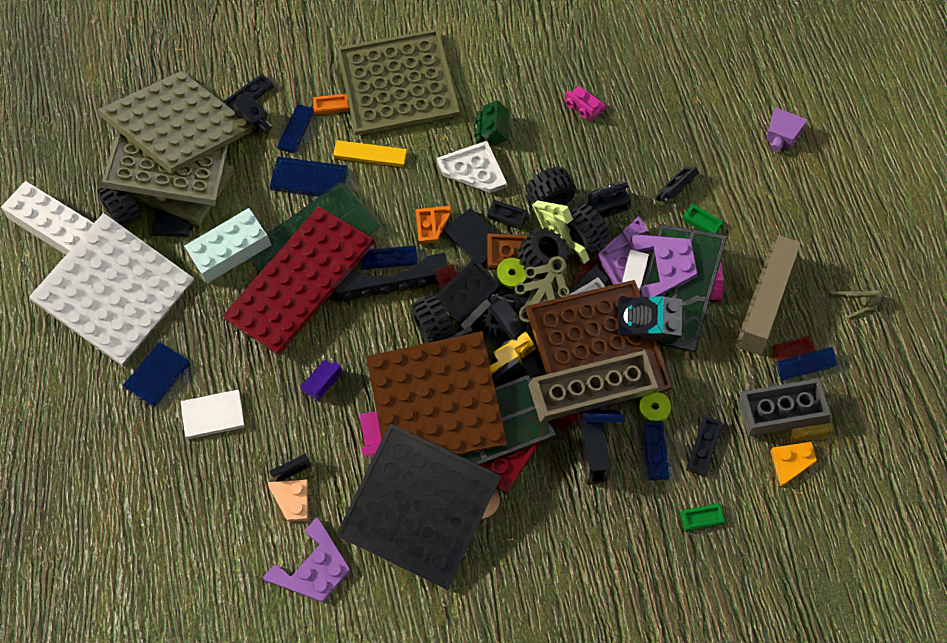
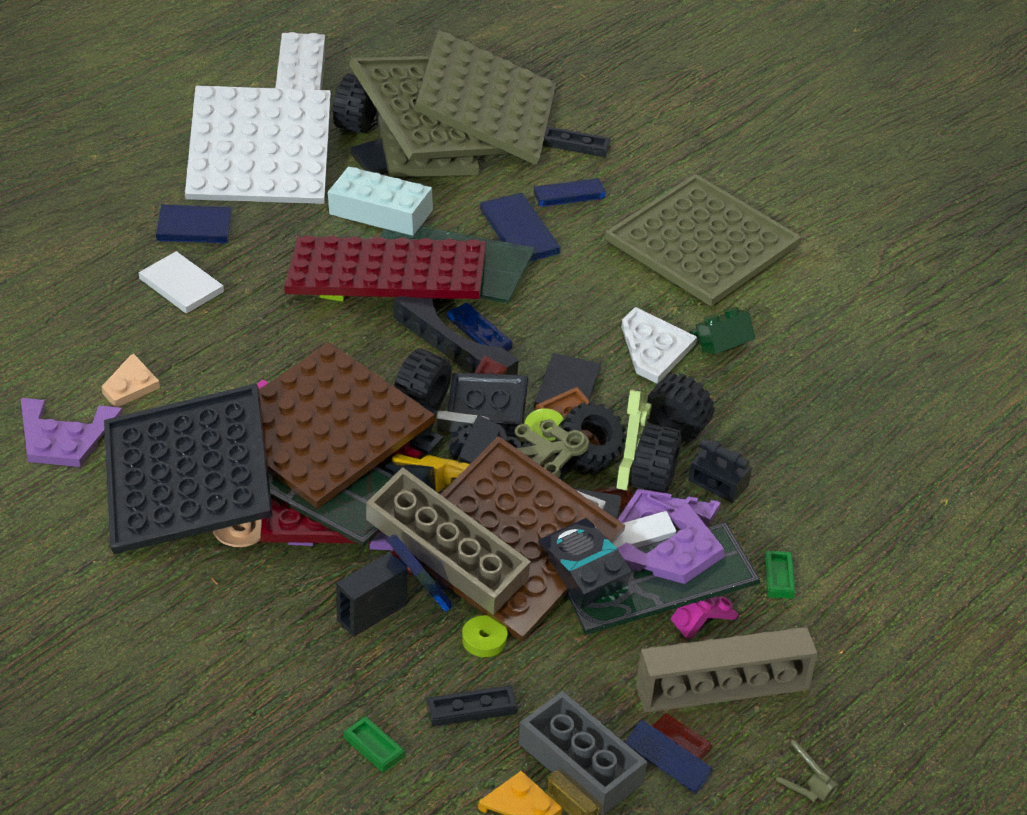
camera: 50 degrees right, 20 degrees down
(252, 112) = (549, 156): black torso -> none
(290, 468) = (162, 361): black tile -> none
(321, 379) = (285, 343): dark purple panel -> none
(330, 104) = (621, 202): orange tile -> none
(370, 153) = (593, 259): yellow tile -> none
(431, 223) = (550, 339): orange wing -> none
(507, 214) = (617, 393): black plate -> none
(584, 103) = (832, 400): dark pink bracket -> none
(655, 450) = (428, 661): clear blue tile -> none
(677, 183) = (798, 525): black hinge -> none
(784, 129) = (982, 594): medium lavender torso -> none

